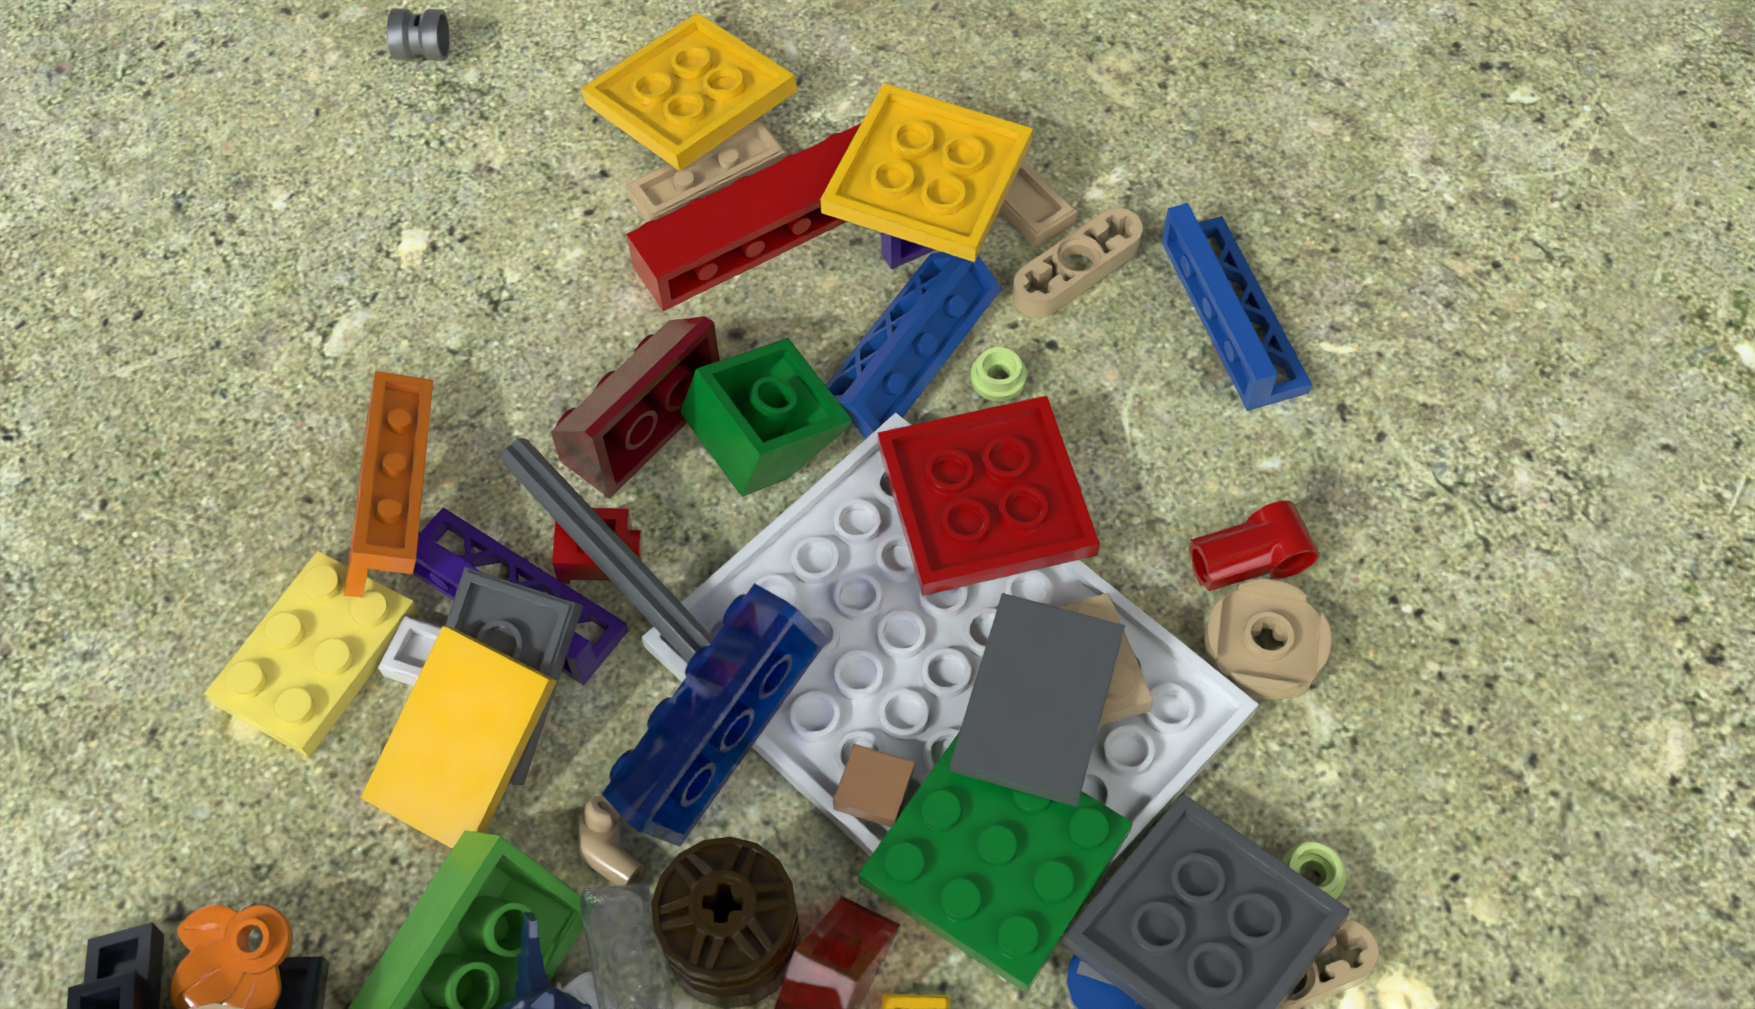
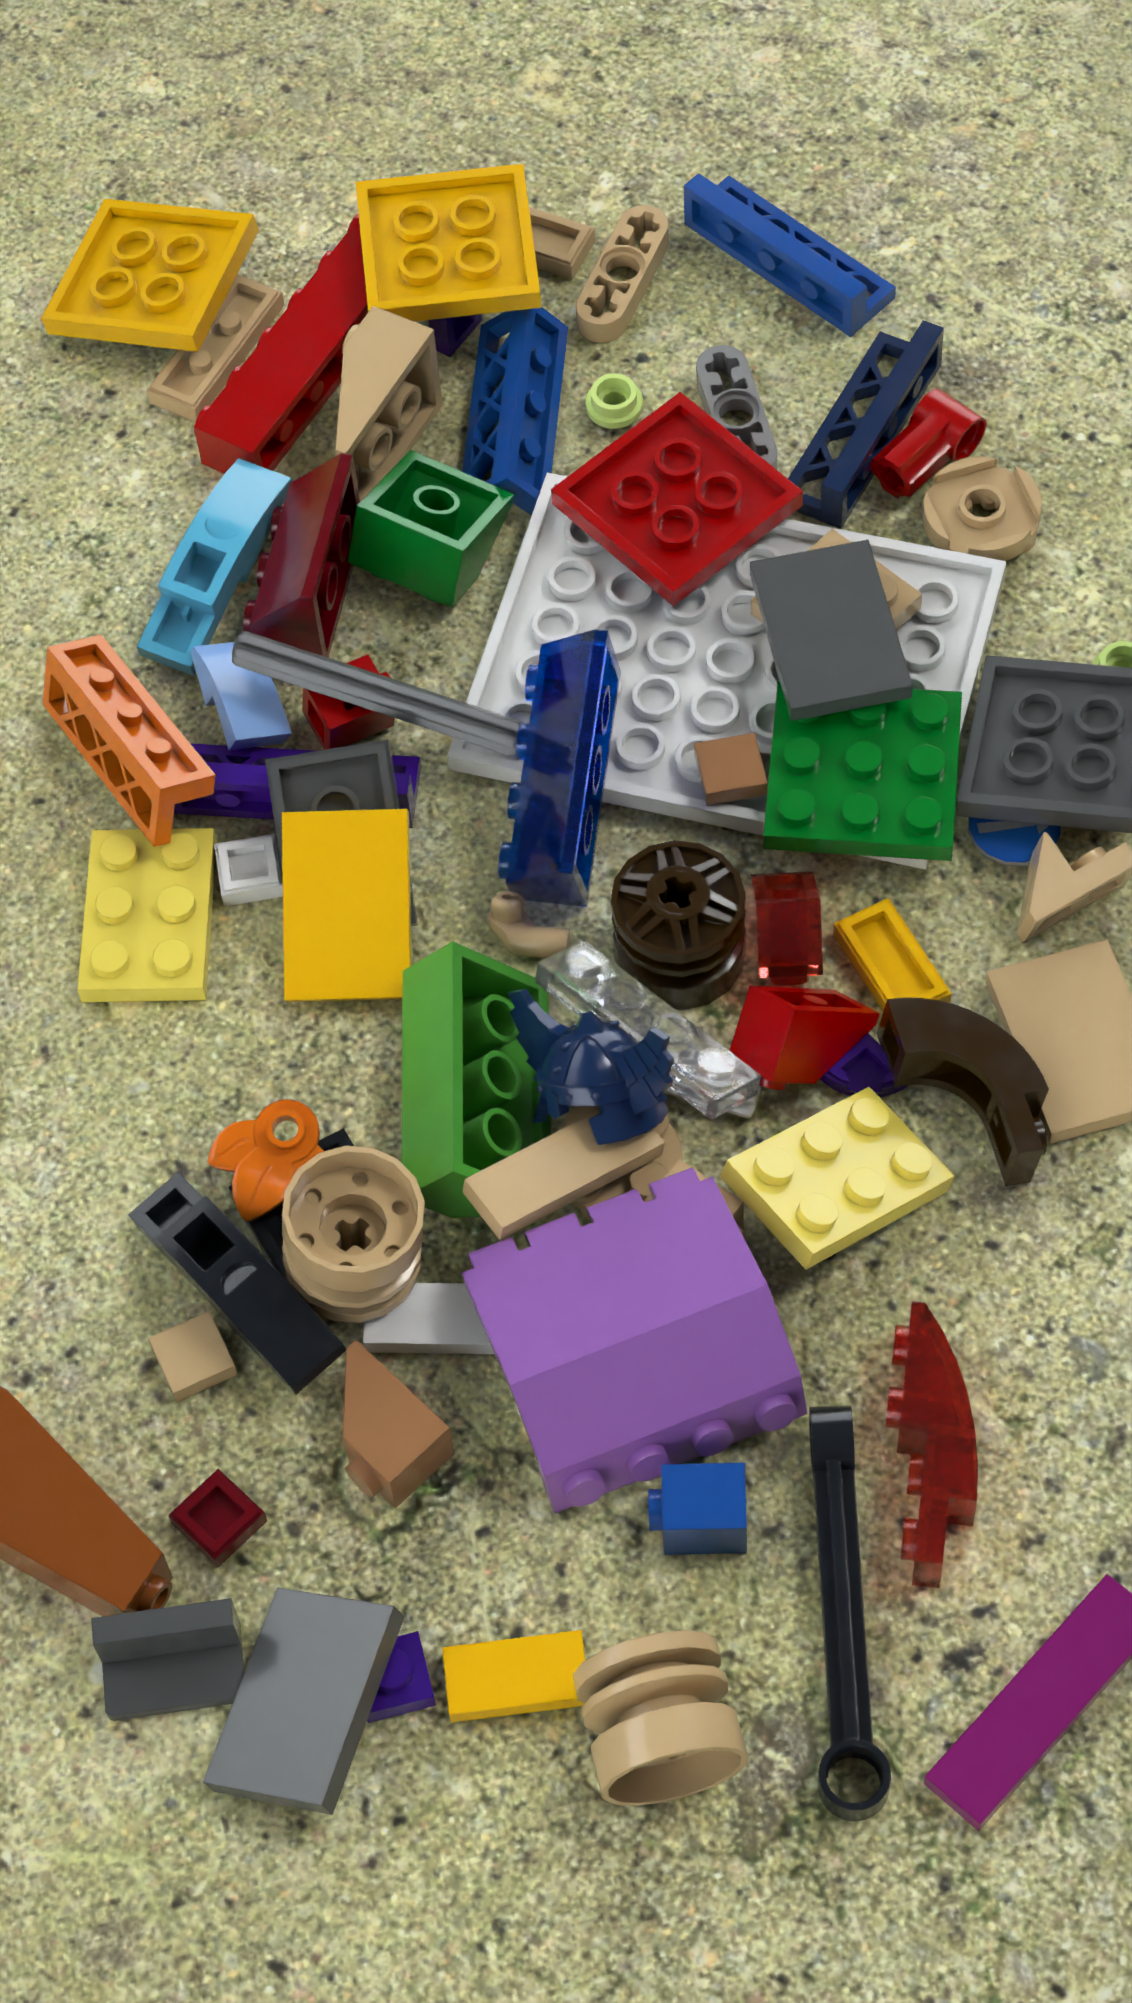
camera: 25 degrees left, 0 degrees up
(506, 507) = (244, 699): none -> light blue slope
(565, 357) = (210, 563): none -> medium azure slope
(788, 282) = (385, 393): none -> tan slope
(1113, 423) = (741, 396): none -> light grey beam
(1208, 512) = (883, 421): none -> dark blue fence

